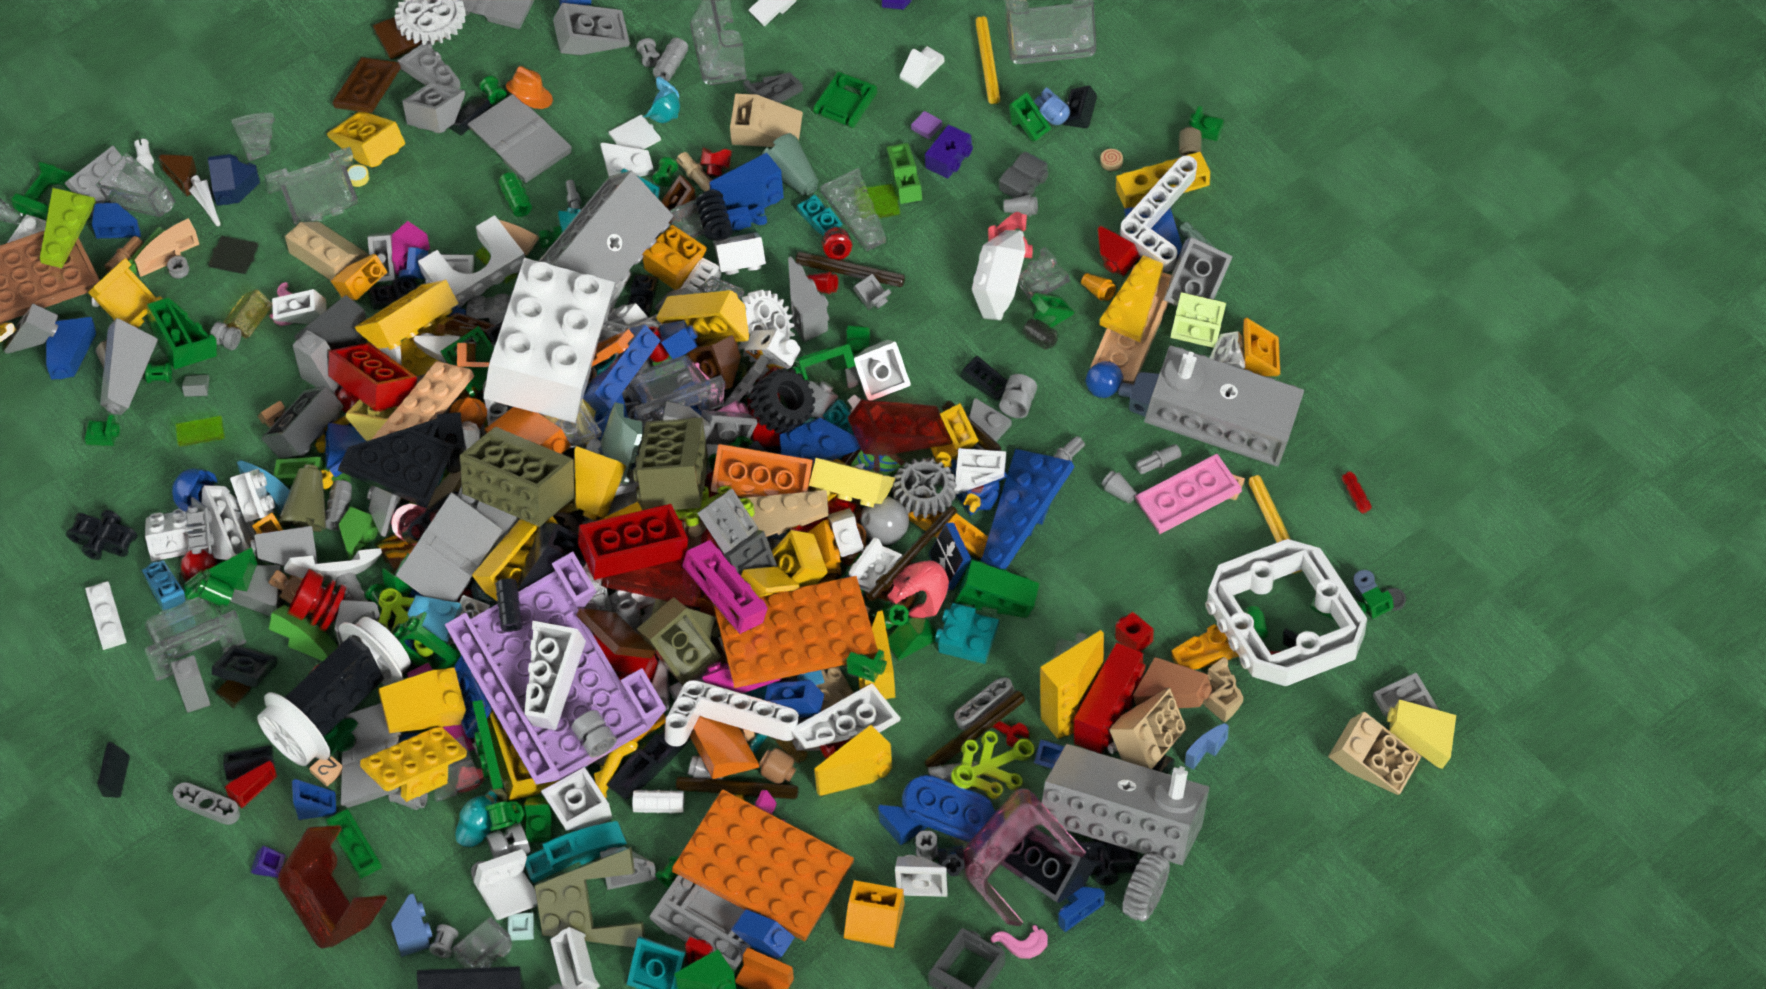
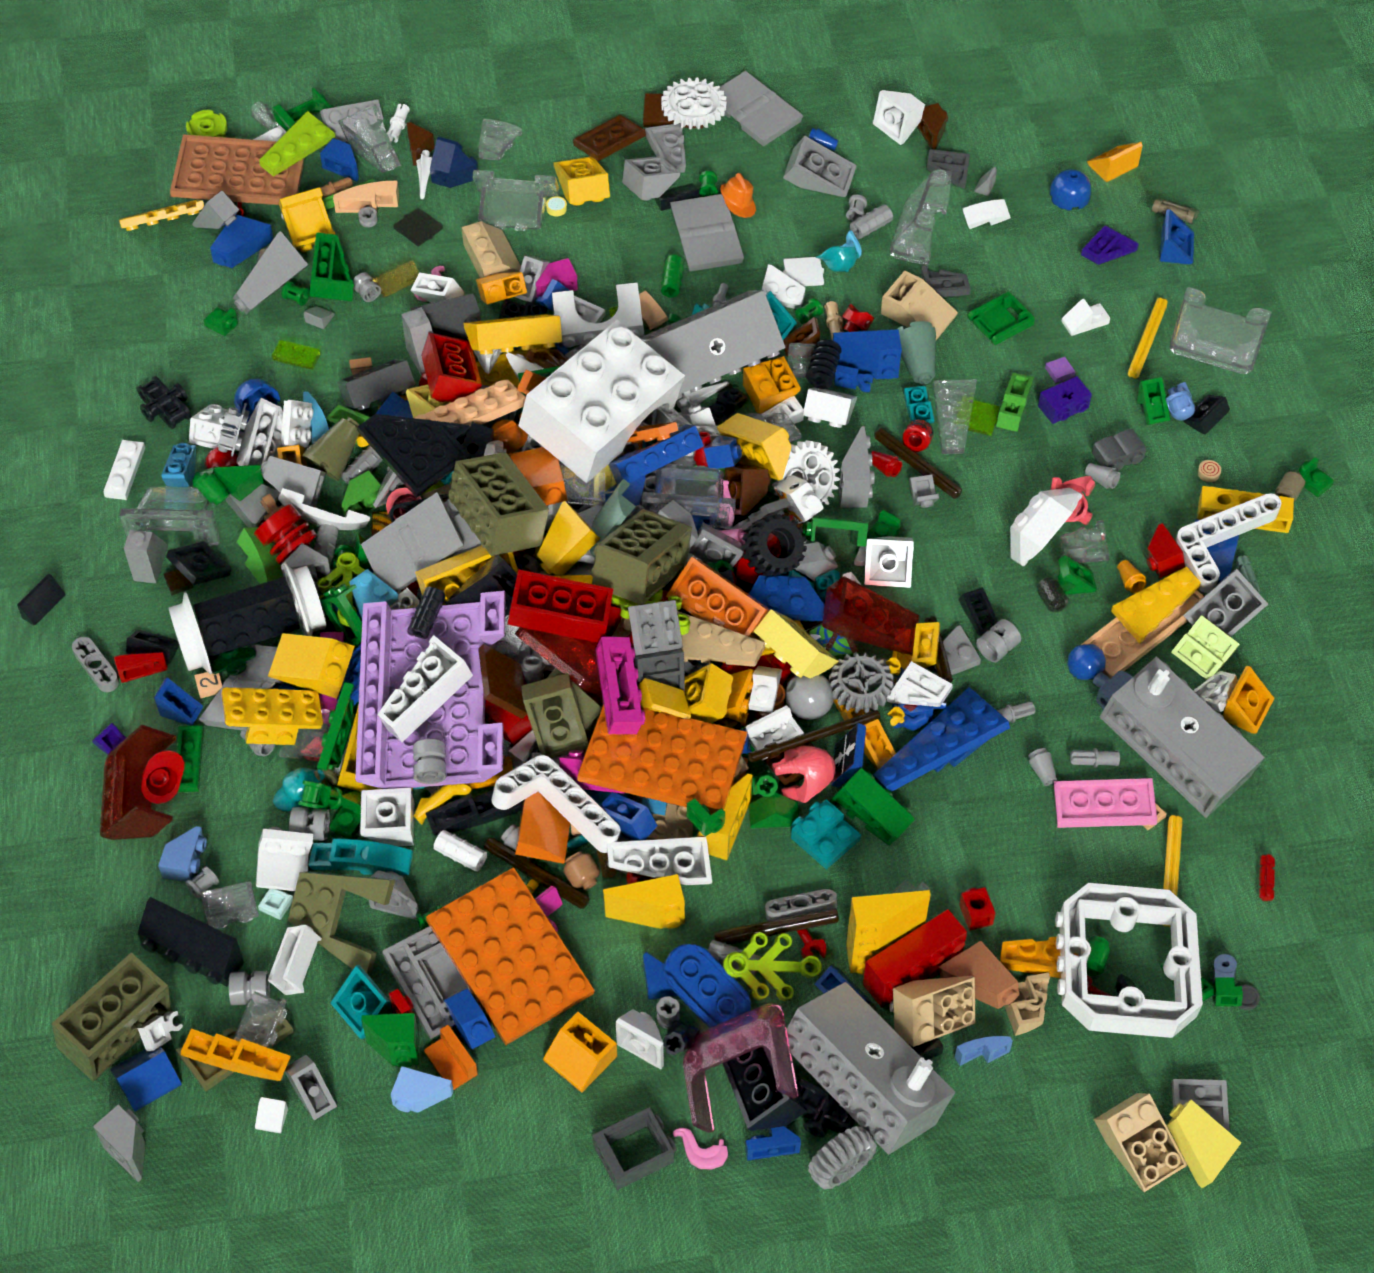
camera: 25 degrees right, 0 degrees up
(347, 867) = (162, 776): none -> red piece

